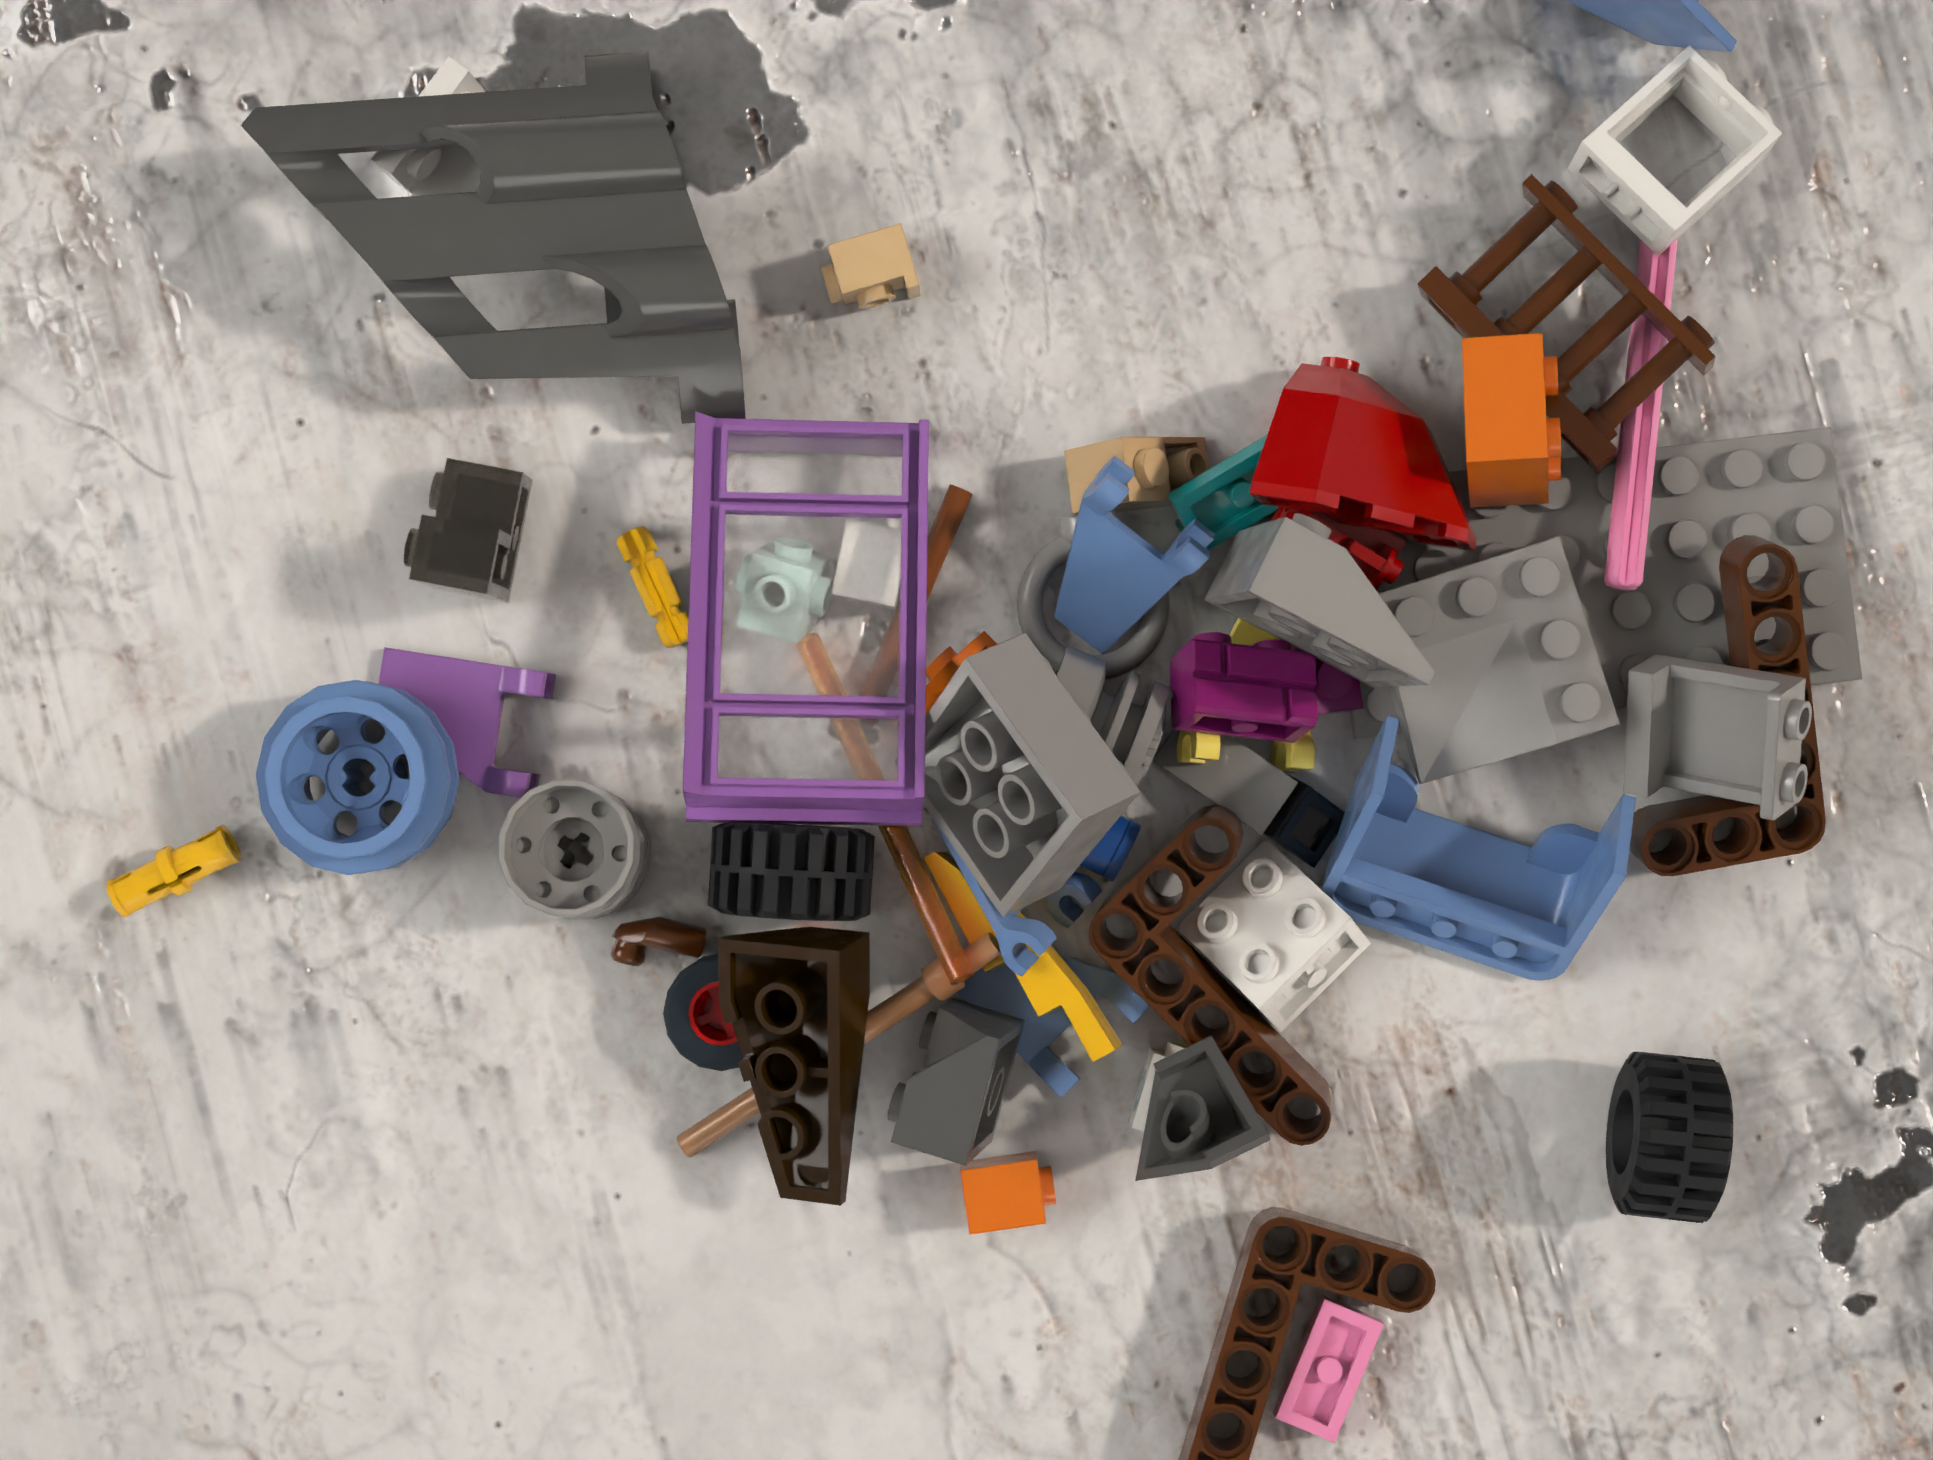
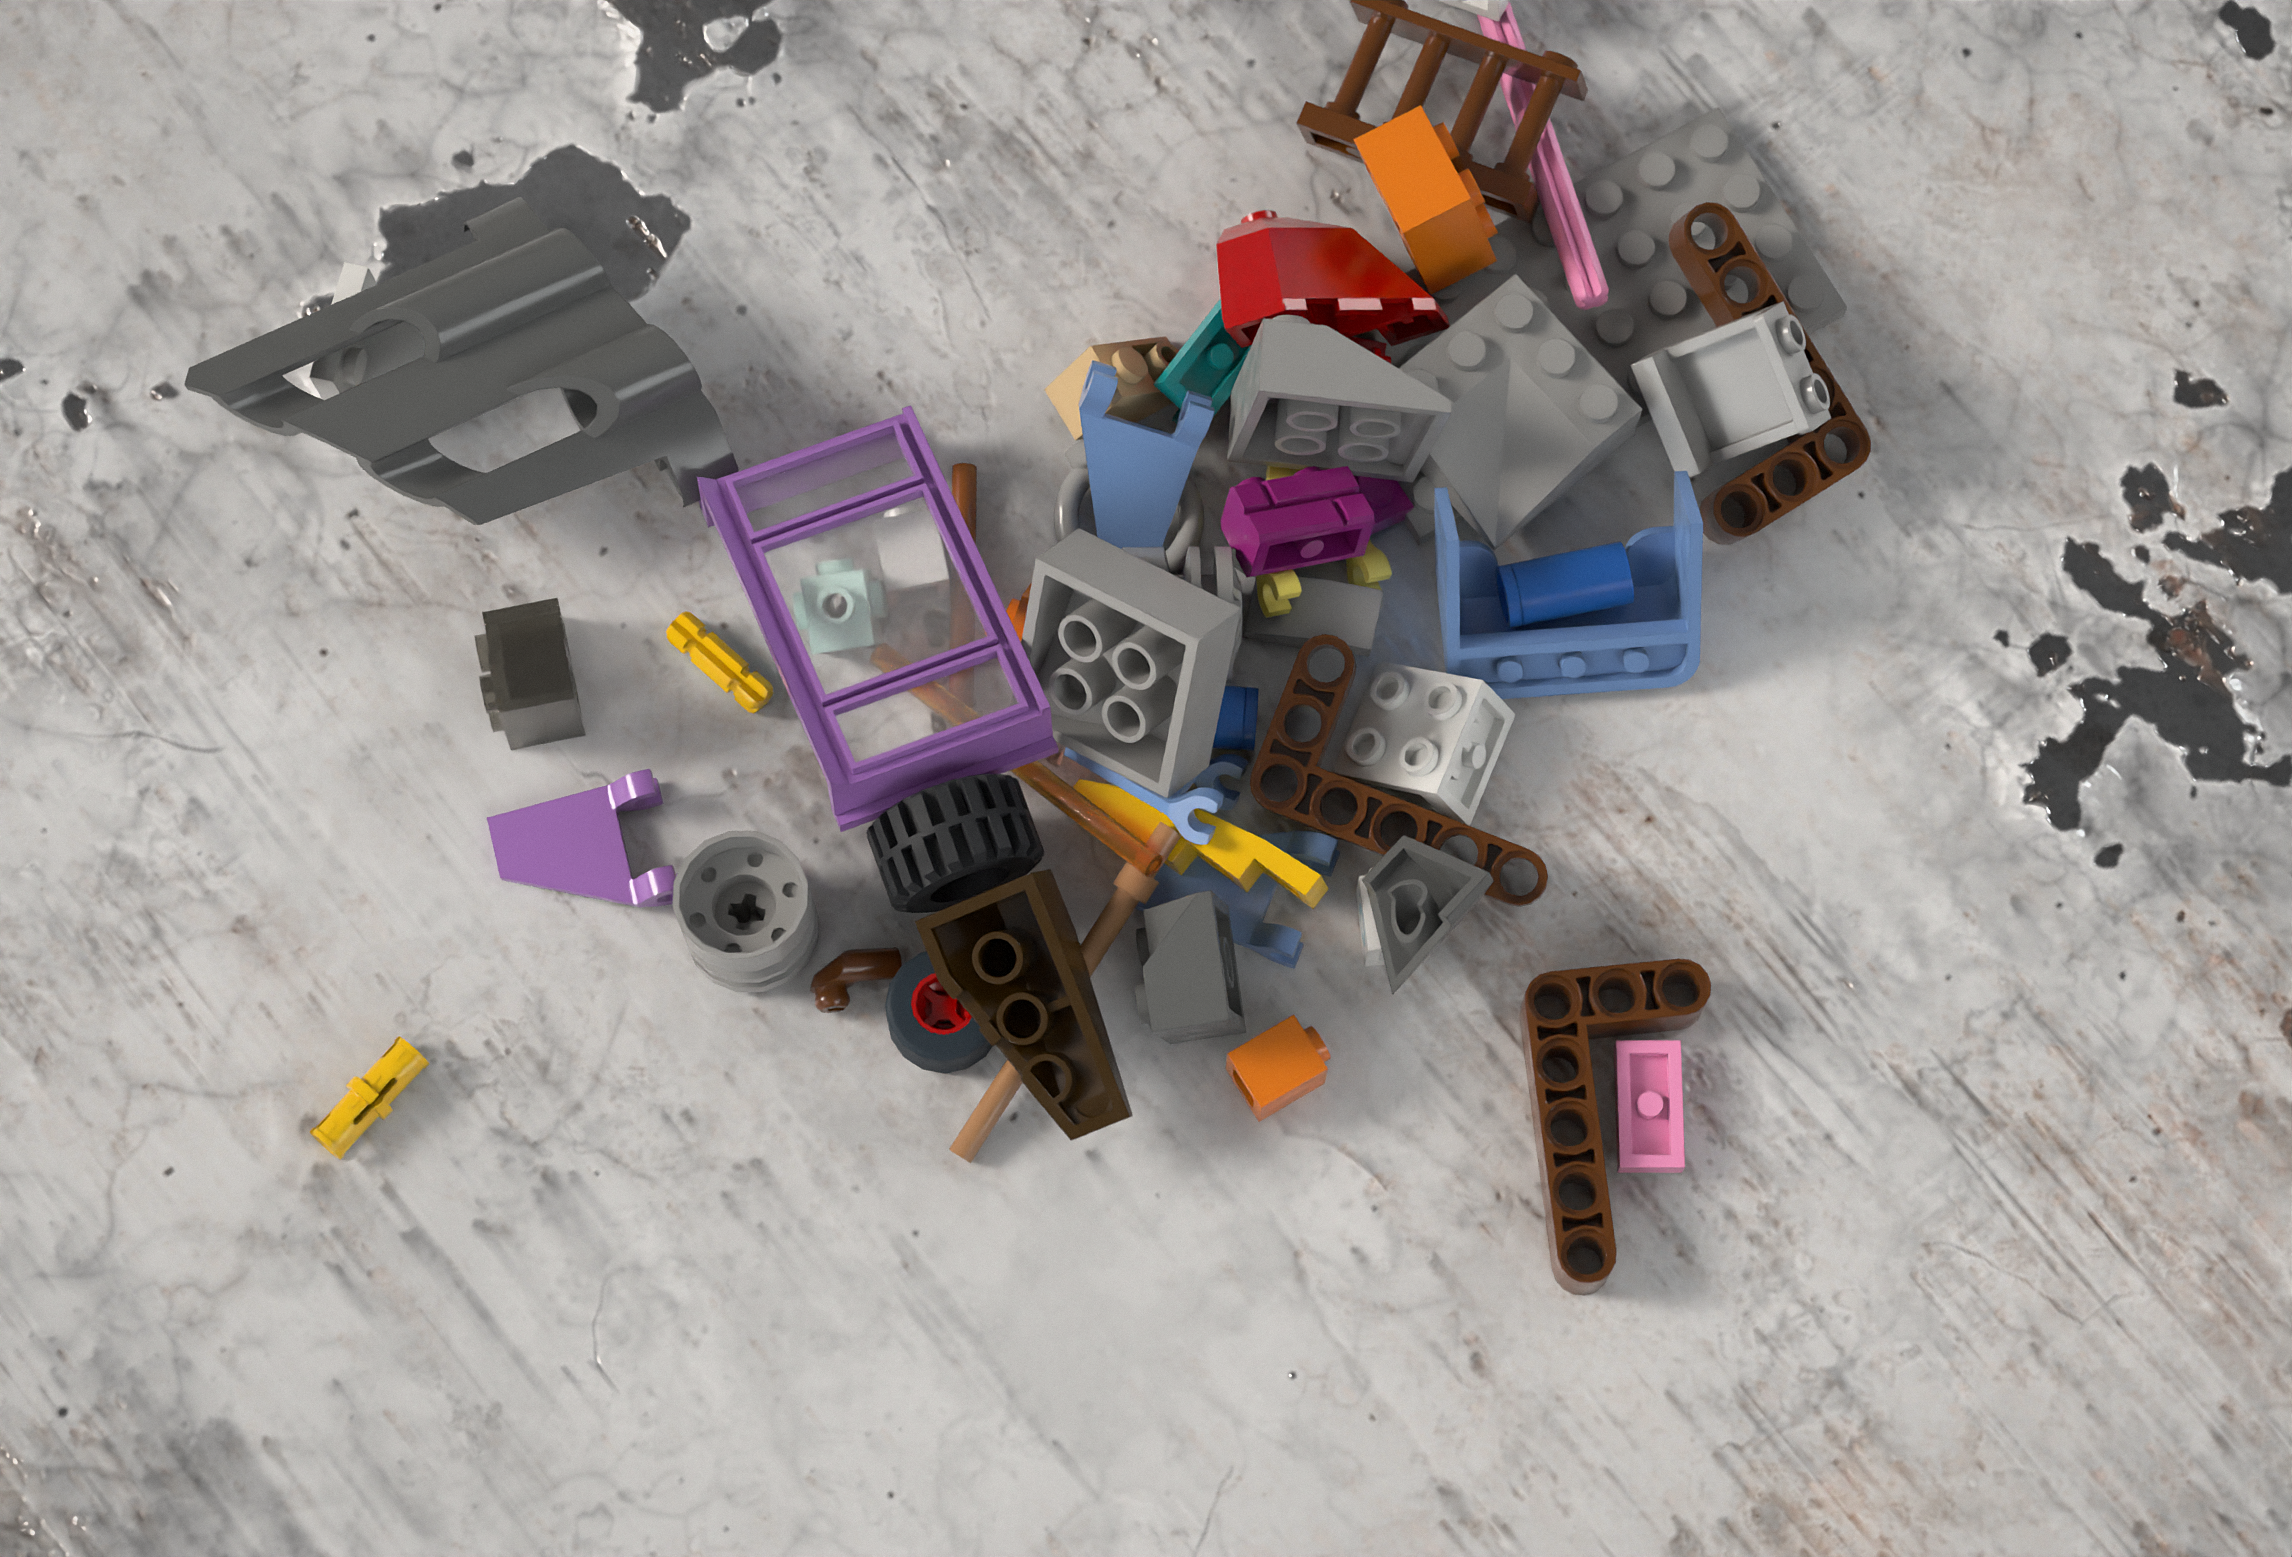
camera: 30 degrees left, 15 degrees down
(293, 756) = (477, 873): medium blue wheel -> none
(870, 268) = (801, 304): tan brick -> none
(1305, 824) = (1406, 632): black slope -> none
(1471, 847) = (1564, 584): none -> blue pin
(1669, 1137) = (1855, 755): black tyre -> none

